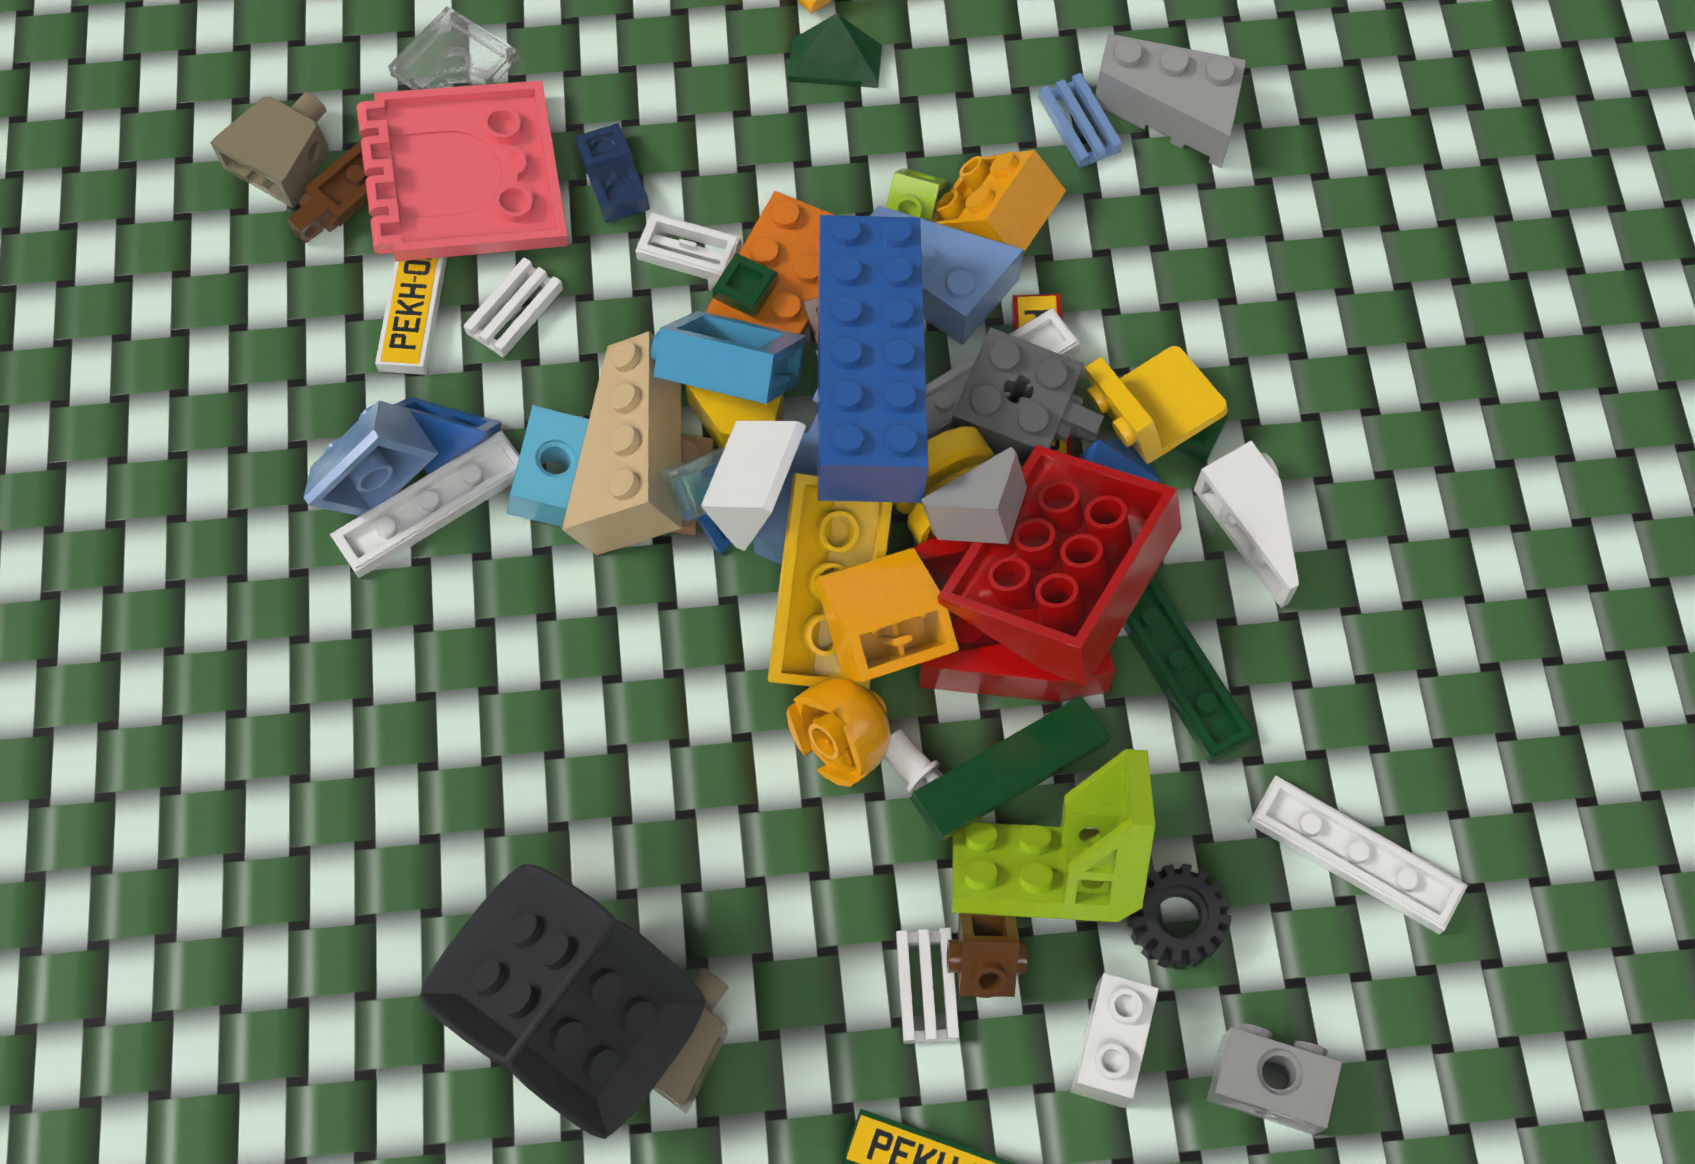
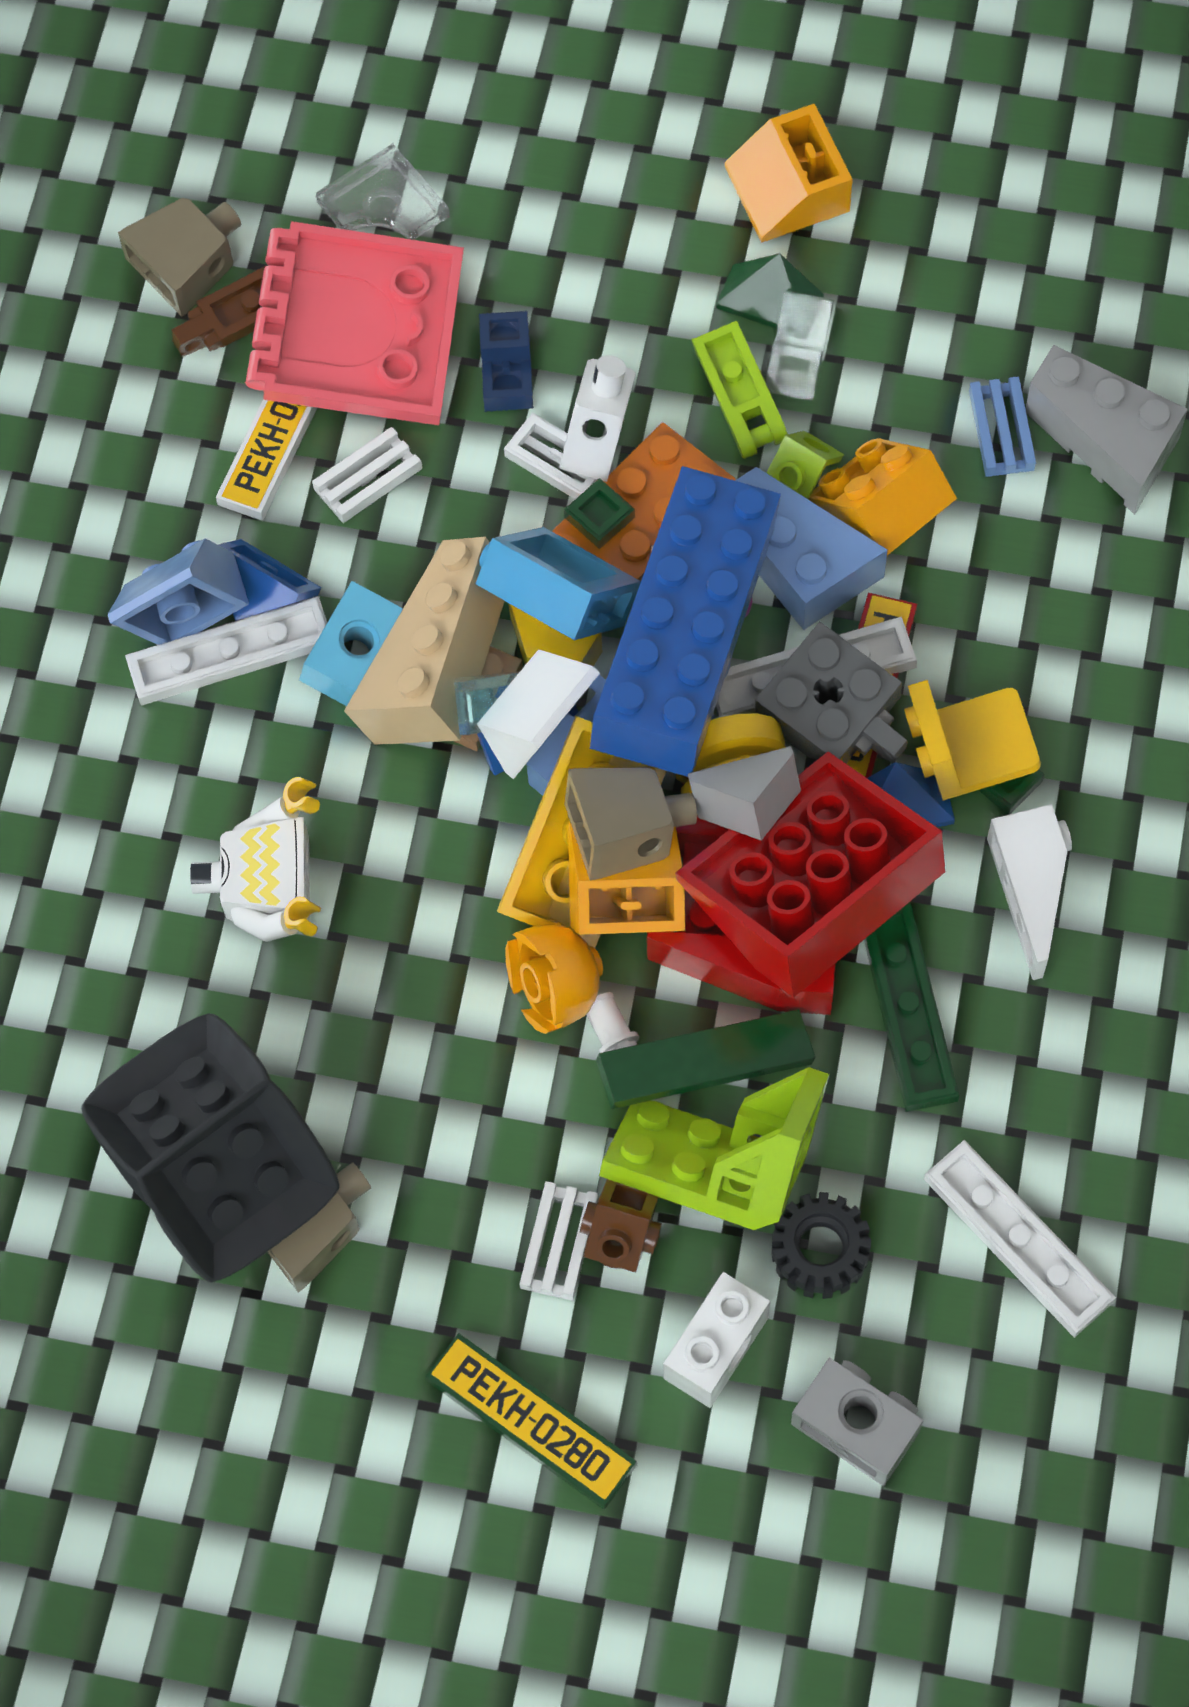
camera: 20 degrees right, 0 degrees up
(530, 702) = (265, 868): none -> white torso
(718, 176) = (602, 397): none -> white torso
(835, 144) = (739, 388): none -> lime plate
(869, 558) = (623, 817): none -> dark tan torso
(876, 93) = (799, 345): none -> clear slope

